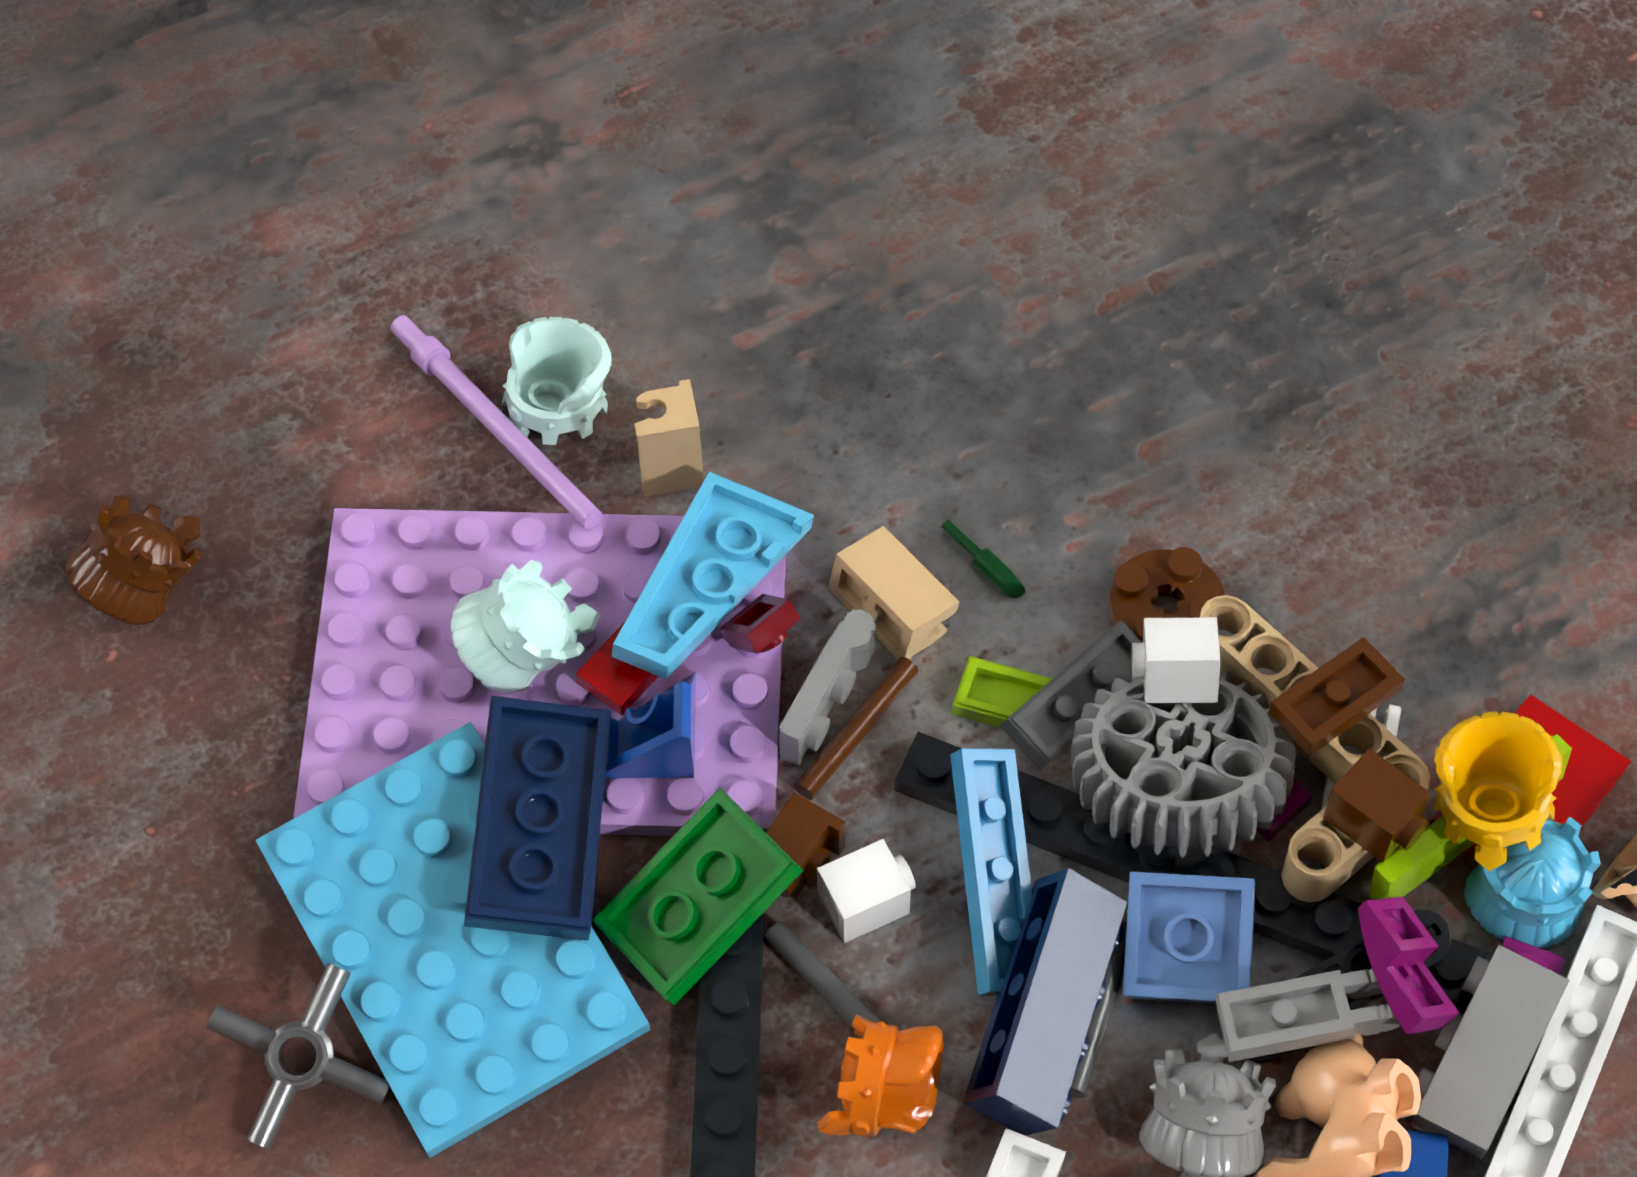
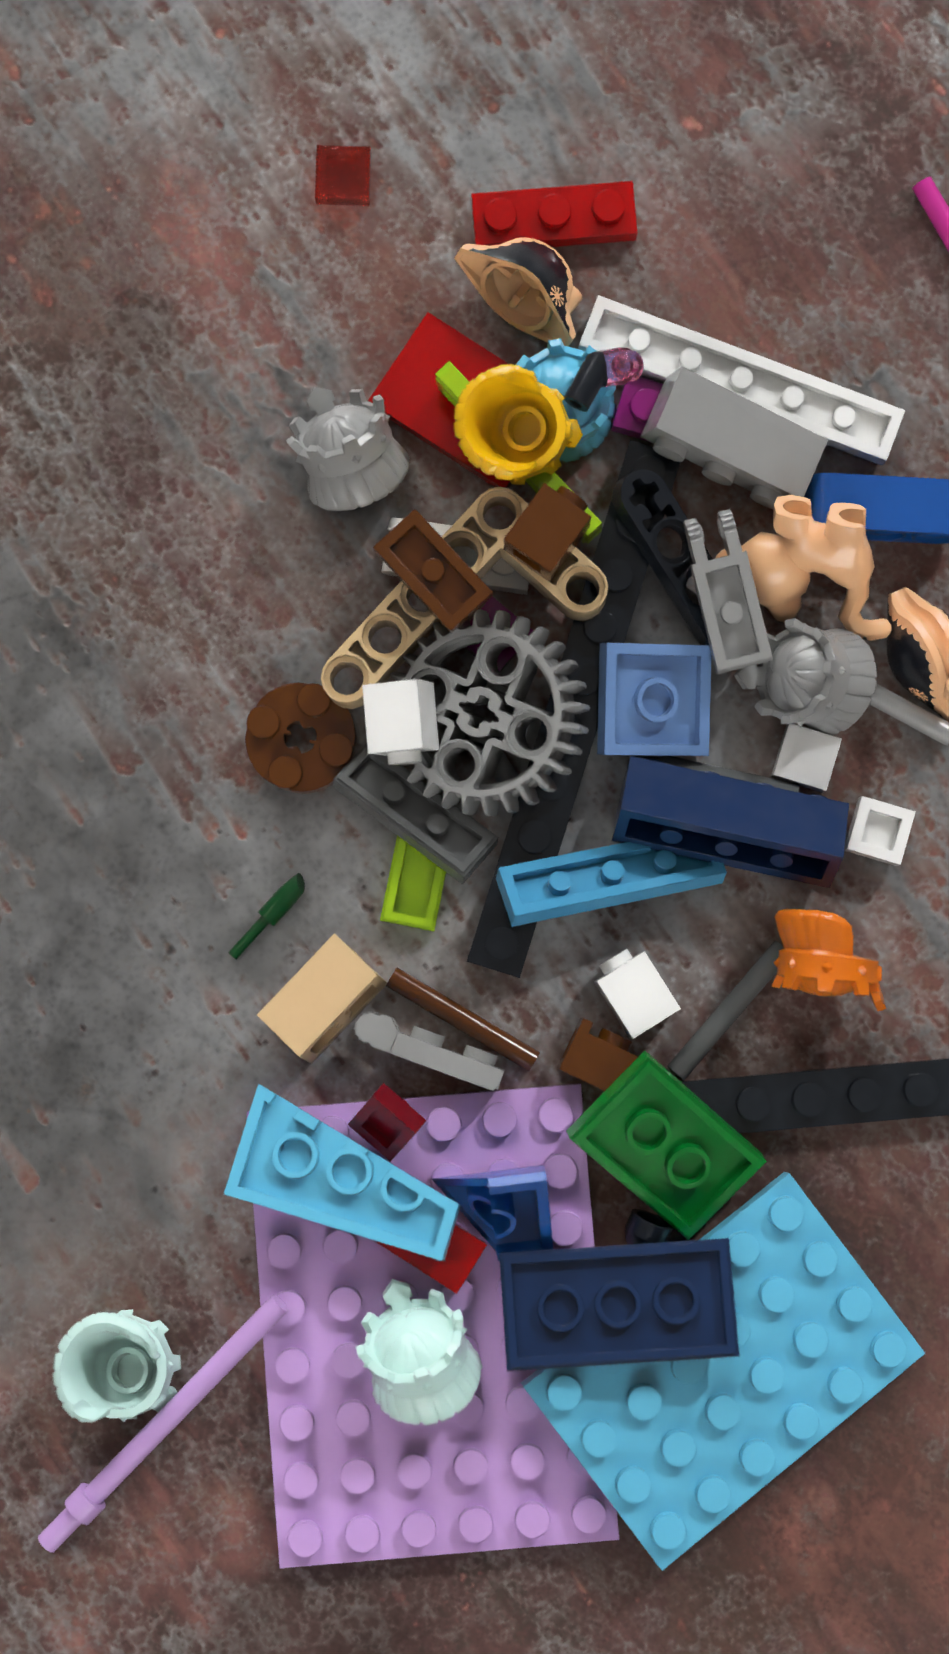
camera: 100 degrees left, 25 degrees up
(272, 1042) = (838, 1486): flat silver bar -> none
(611, 877) = (646, 1228): none -> black hinge
(670, 444) = (184, 1233): tan hinge -> none
(1114, 1107) = (806, 757): none -> white tile
(1396, 949) = (670, 516): magenta slope -> none
(1474, 663) = (348, 451): none -> light grey hair
(1562, 891) = (602, 370): none -> arm

